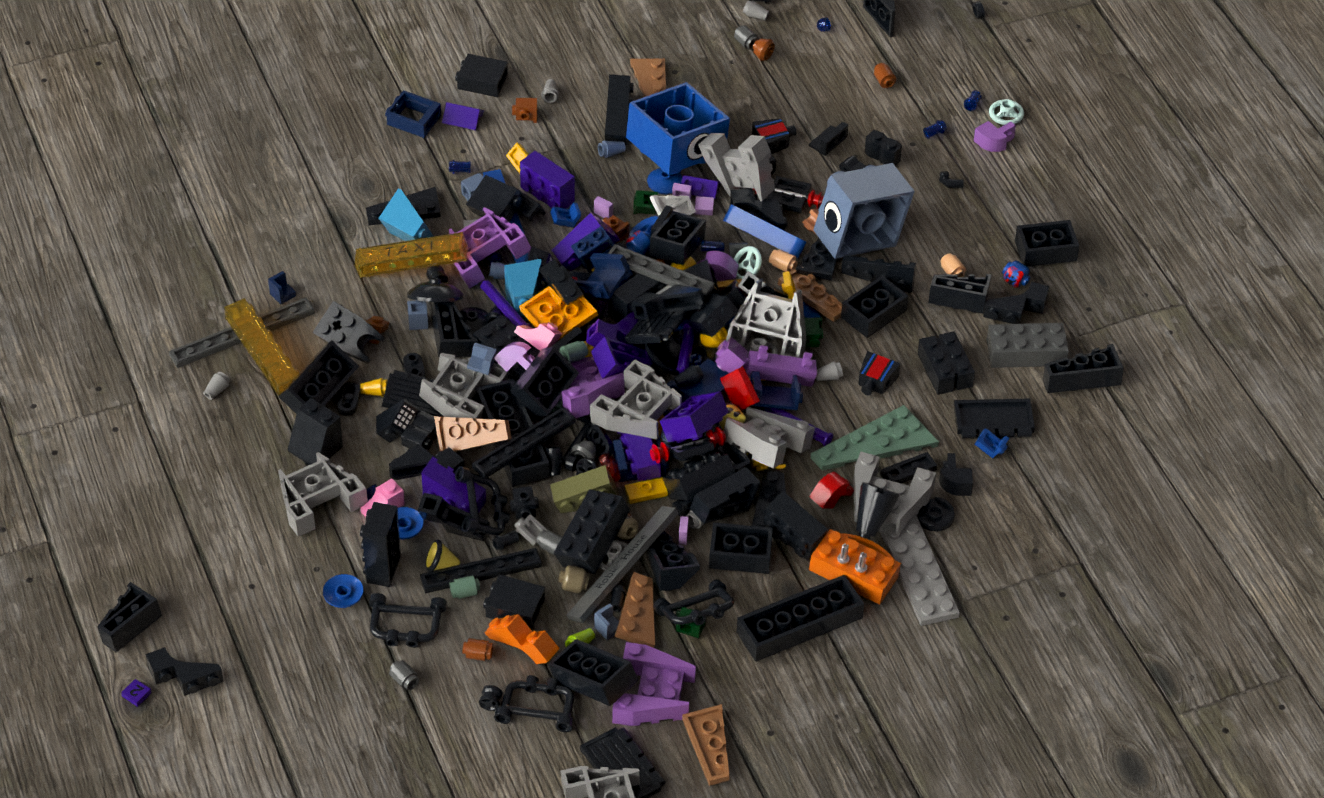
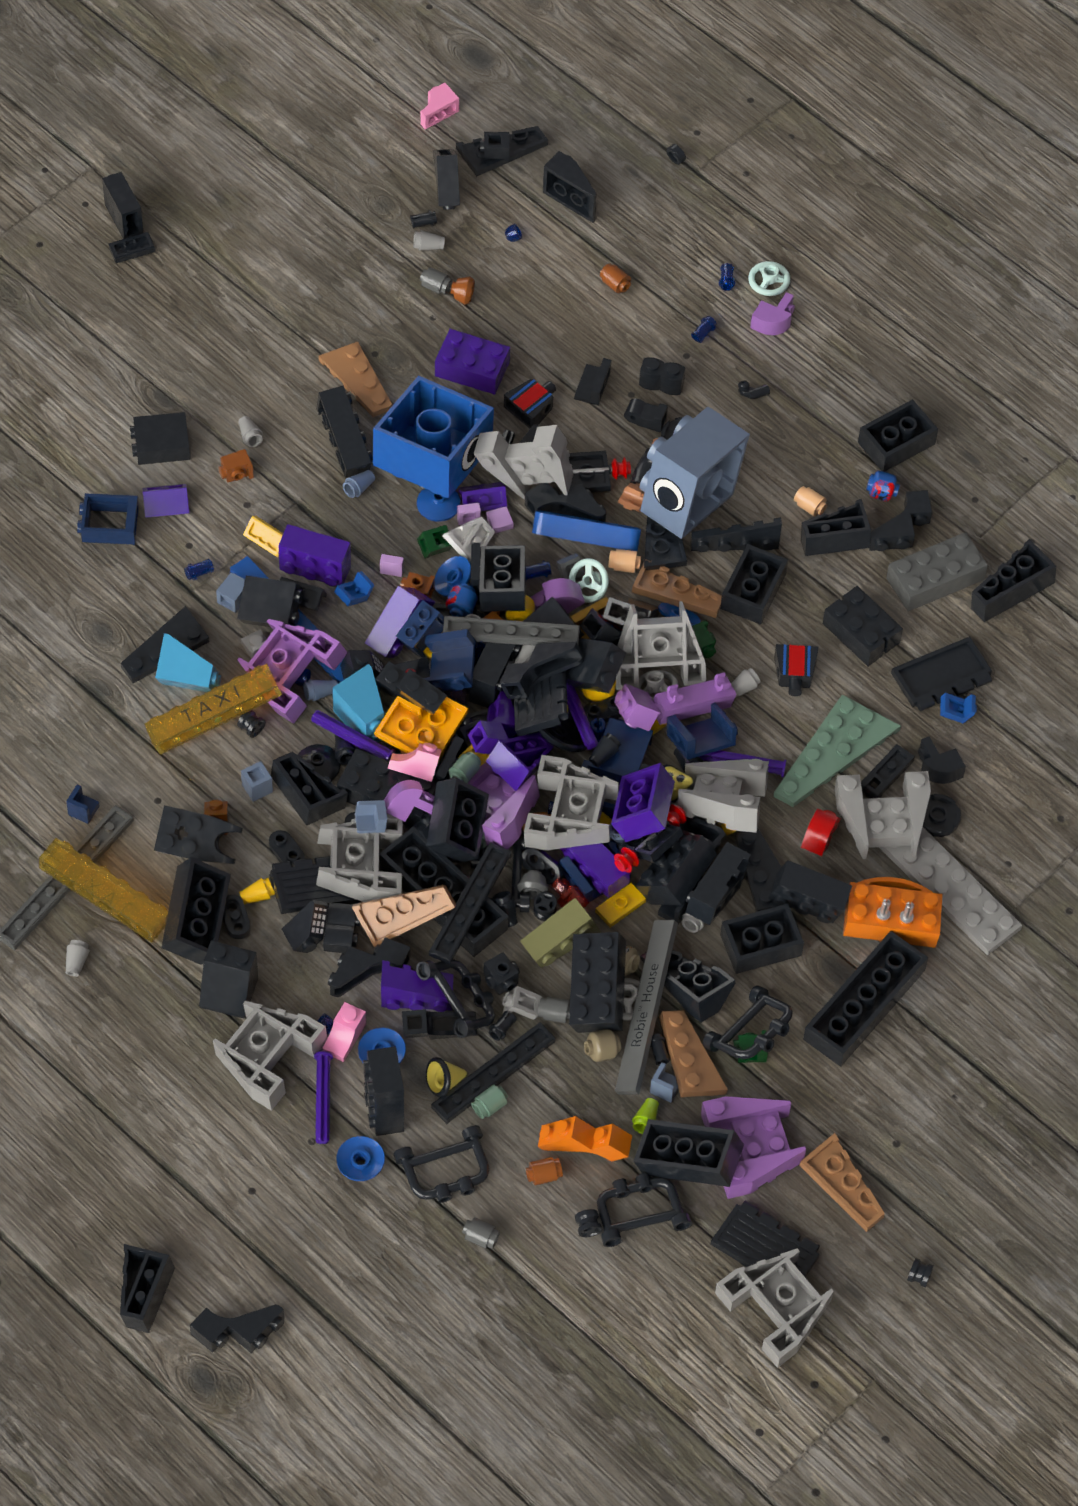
camera: 25 degrees left, 10 degrees up
(136, 692) = (198, 1372): dark purple tile -> none
(341, 540) = (323, 1096): none -> dark purple axle
(435, 291) = (265, 748): black dish -> none
(514, 597) = (552, 1096): black brick -> none
(683, 530) = (687, 939): lavender tile -> none
(739, 388) = (668, 746): red tile -> none
(742, 95) = (472, 361): none -> dark purple brick
(788, 285) = (656, 597): yellow plate -> none
(873, 509) = (887, 841): black cone -> none

